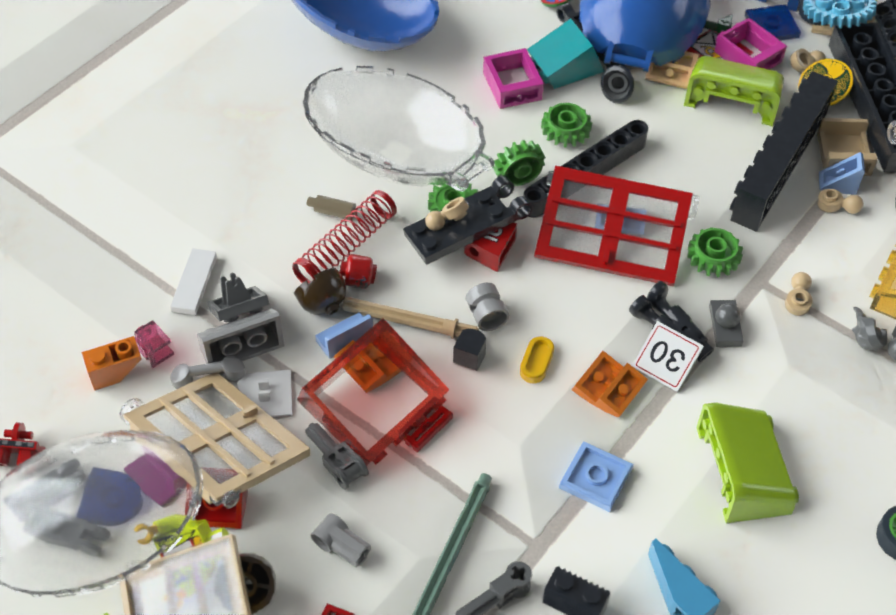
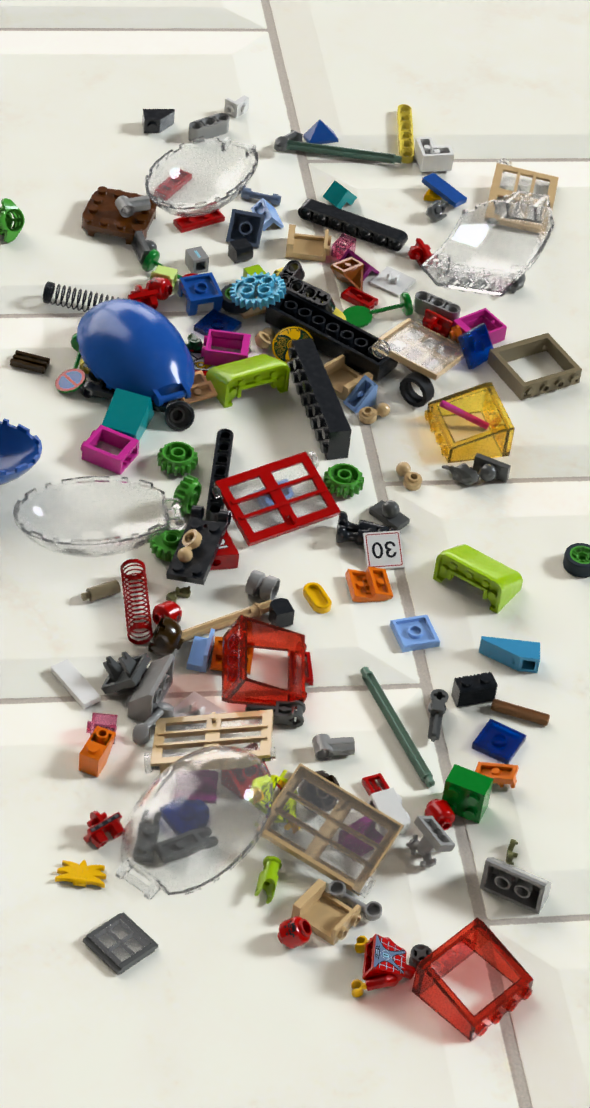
camera: 50 degrees left, 10 degrees down
(395, 258) = (183, 592): none -> olive piece

